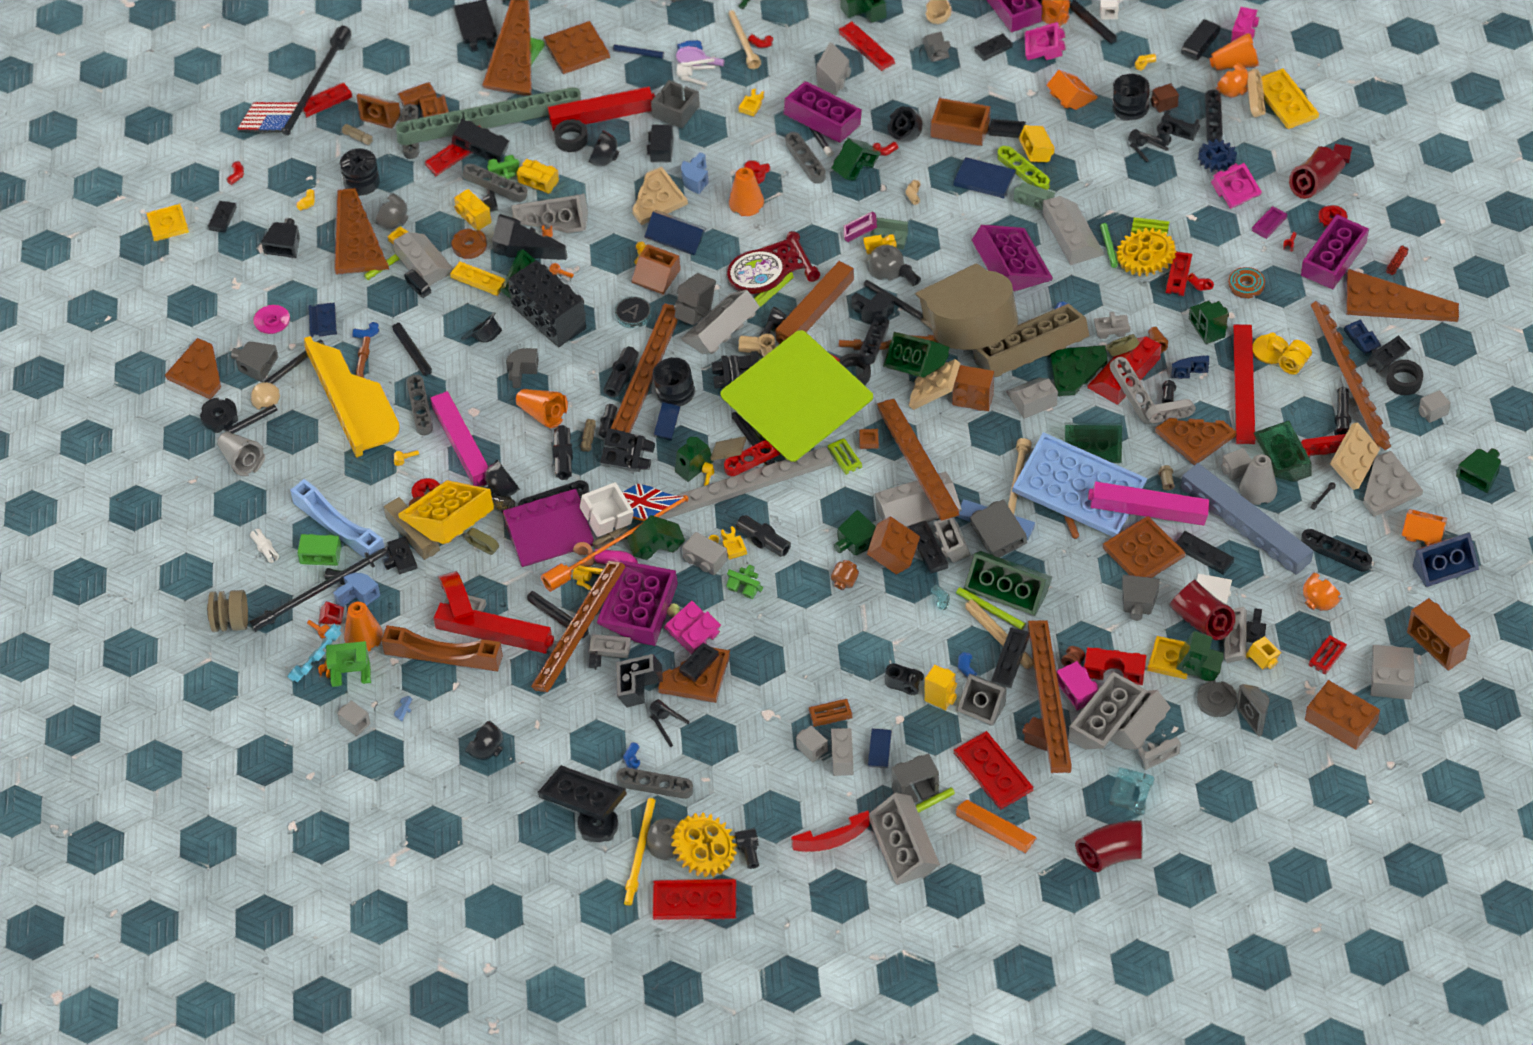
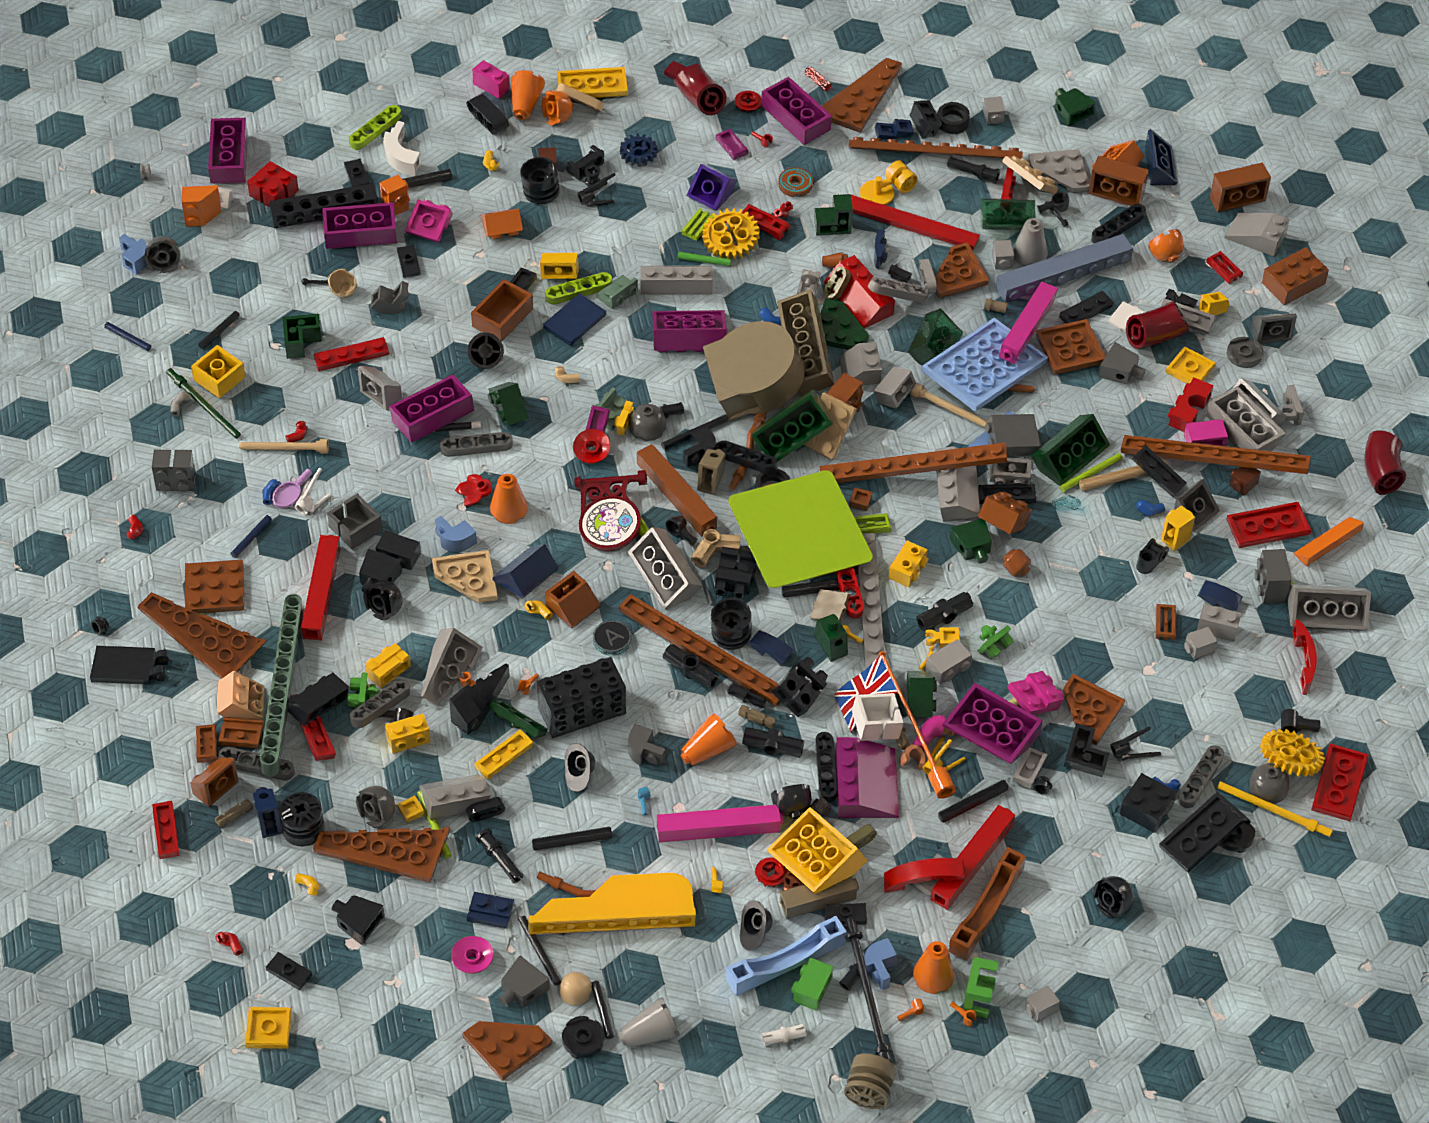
camera: 75 degrees left, 0 degrees up
(282, 116) = (168, 880): flag -> none
(331, 614) = (896, 997): red slope -> none
(331, 635) = (957, 983): medium azure plant -> none
(362, 140) = (266, 803): none -> dark blue torso
(367, 495) = (754, 925): none -> black piece
(370, 332) = (530, 872): blue arm -> none
(380, 302) = (495, 850): none -> black pin
(400, 712) = (1046, 963): medium blue piece -> none
(419, 404) = (652, 846): dark grey beam -> none
(466, 95) = (240, 697): none -> light nougat slope
(469, 251) = (449, 761): dark orange tile -> none
(473, 381) = (643, 793): none -> dark azure hand
(571, 126) = (347, 634): black tyre -> none
(578, 626) = (1006, 782): dark orange tile -> none
(602, 744) = (1148, 802): none -> black brick
(633, 138) = (378, 567): none -> black torso
(694, 298) = (633, 574): dark grey piece -> none
(698, 662) = (1083, 698): black plate -> none
(751, 104) = (382, 464): yellow plate -> none
(806, 493) = (908, 564): none -> yellow brick
(836, 231) = (591, 438): none -> red dish
(846, 319) = (714, 463): none -> dark tan torso
(885, 151) = (500, 378): red arm -> none
(1014, 424) = (895, 387): none -> light grey brick
(1072, 655) = (1171, 430): copper wheel -> none
(1125, 787) = (1323, 437): clear light blue plate -> none
(1198, 658) = (1210, 343): dark green brick -> none
(1201, 221) = (711, 187): none -> dark purple slope
(1210, 116) = (566, 133): black beam -> none
(1236, 185) = (681, 149): dark pink plate -> none
(1335, 490) = (1059, 201): none -> black bar
(1385, 529) = (1118, 181): none -> dark orange brick

